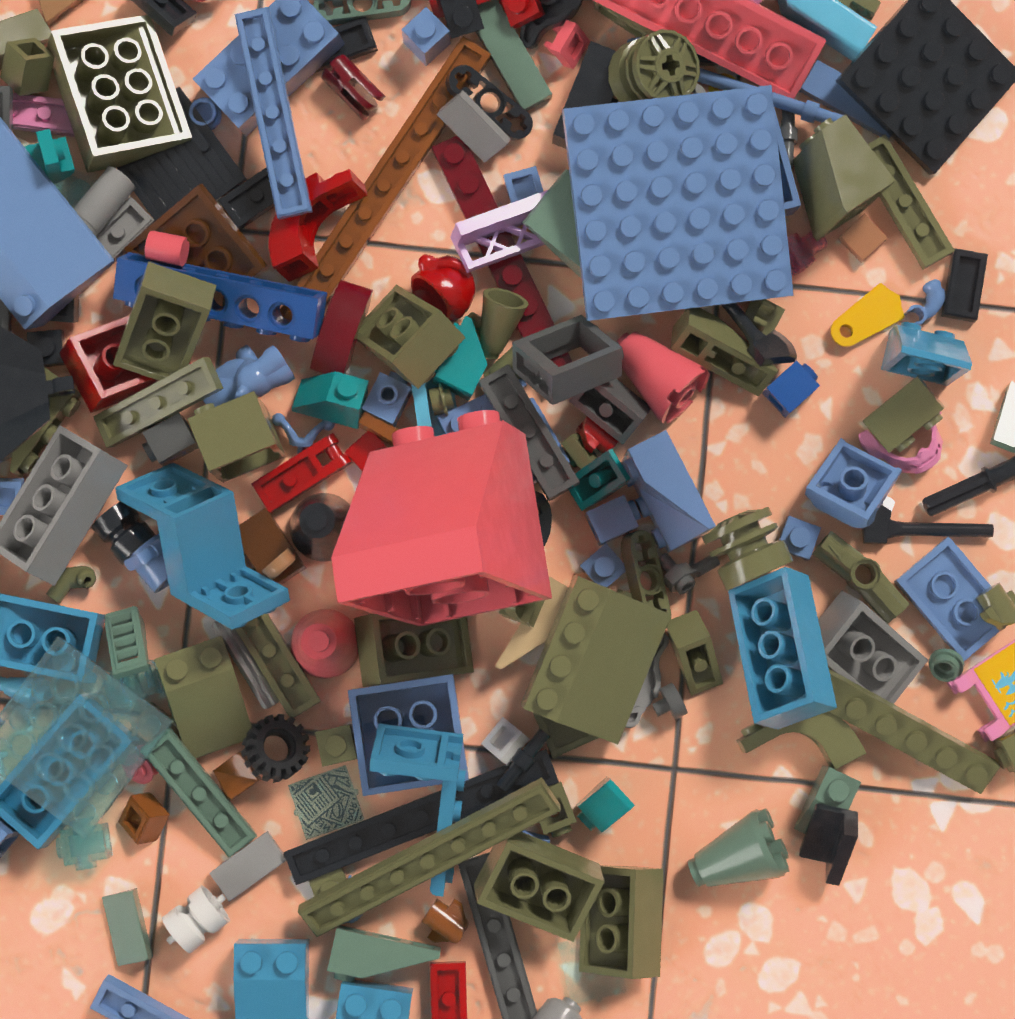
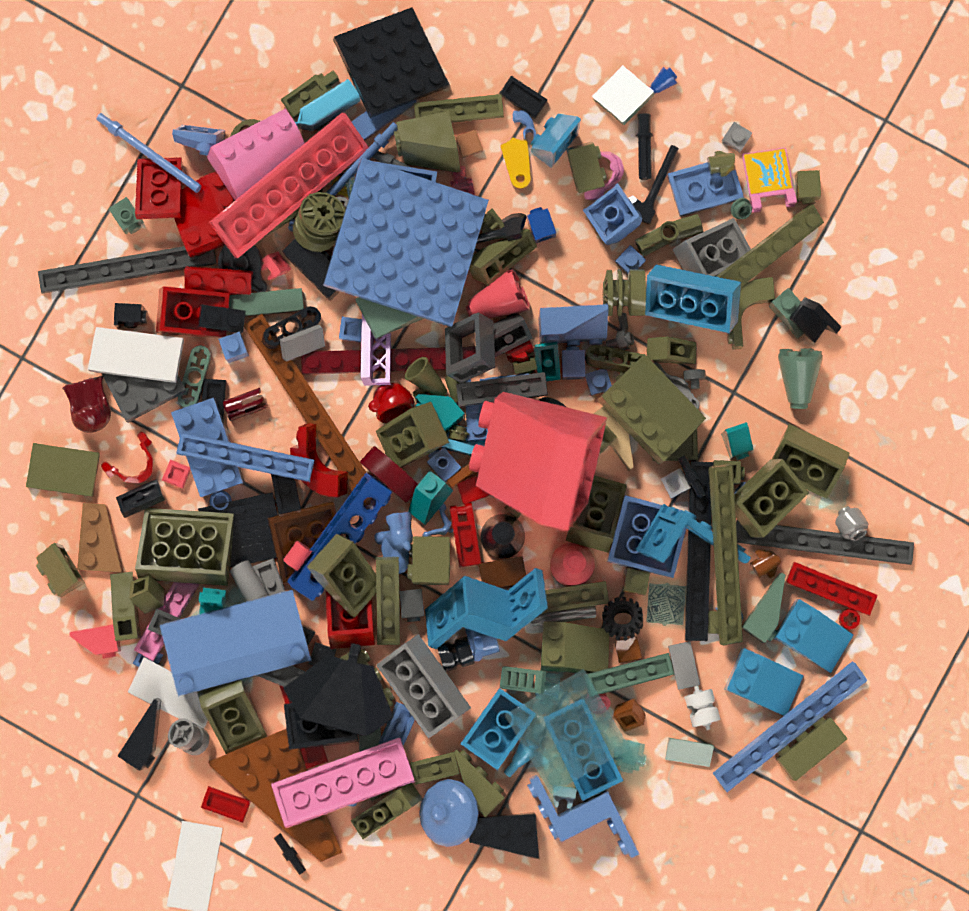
camera: 65 degrees left, 0 degrees up
(72, 578) = (470, 693): olive arm -> none
(214, 36) = (176, 474): none -> coral tile
(279, 564) = (517, 568): medium nougat tile -> none

